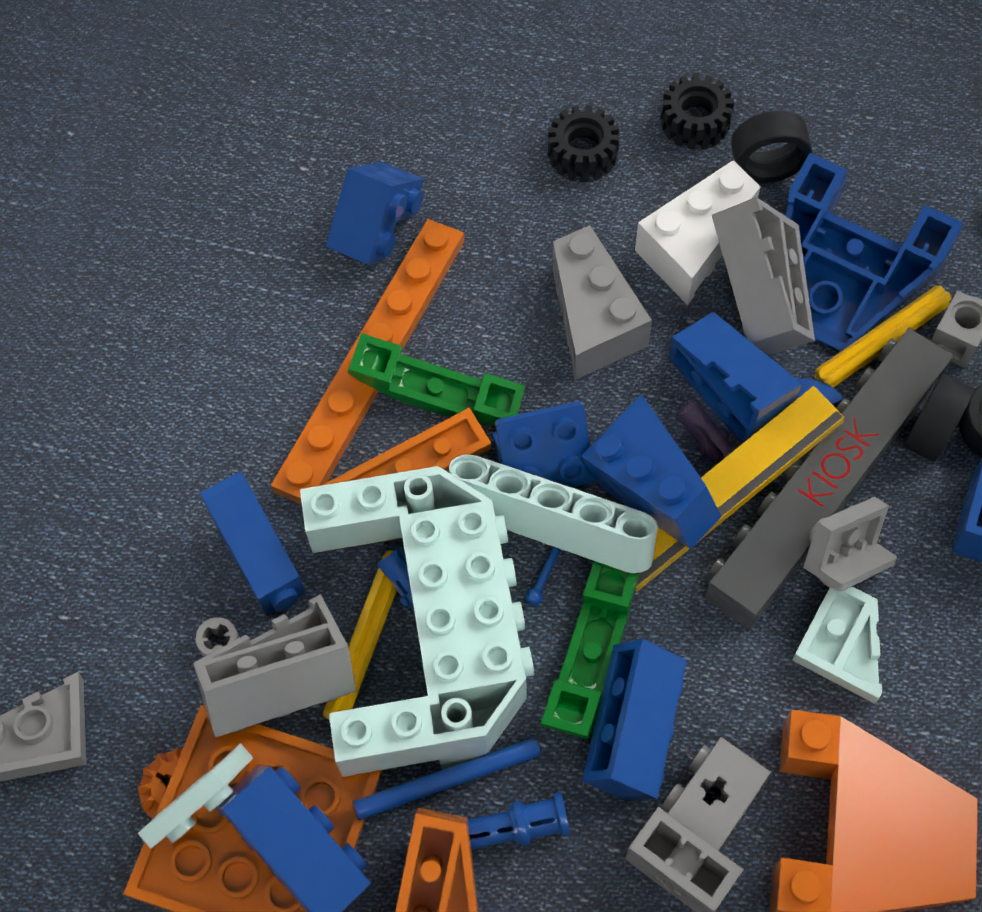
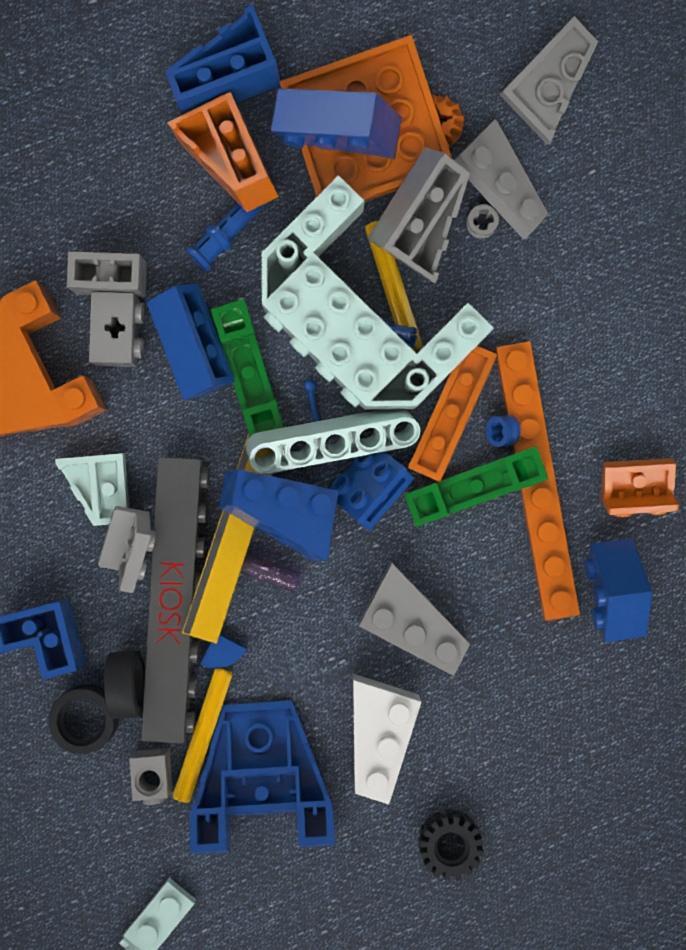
camera: 145 degrees right, 25 degrees up
(161, 673) = (502, 180): none -> light grey wing
(207, 791) = (406, 106): light aqua wing -> none
(253, 543) = (504, 287): blue slope -> none
(282, 285) = (639, 487): none -> orange bracket
(356, 417) = (503, 430): none -> blue bush
(445, 778) = (288, 216): blue bar -> none
(583, 125) = (519, 778): black tyre -> none
(732, 375) = (280, 626): blue wedge -> none
(766, 275) = (302, 717): light grey wedge -> none
(769, 129) = (371, 840): black tyre -> none

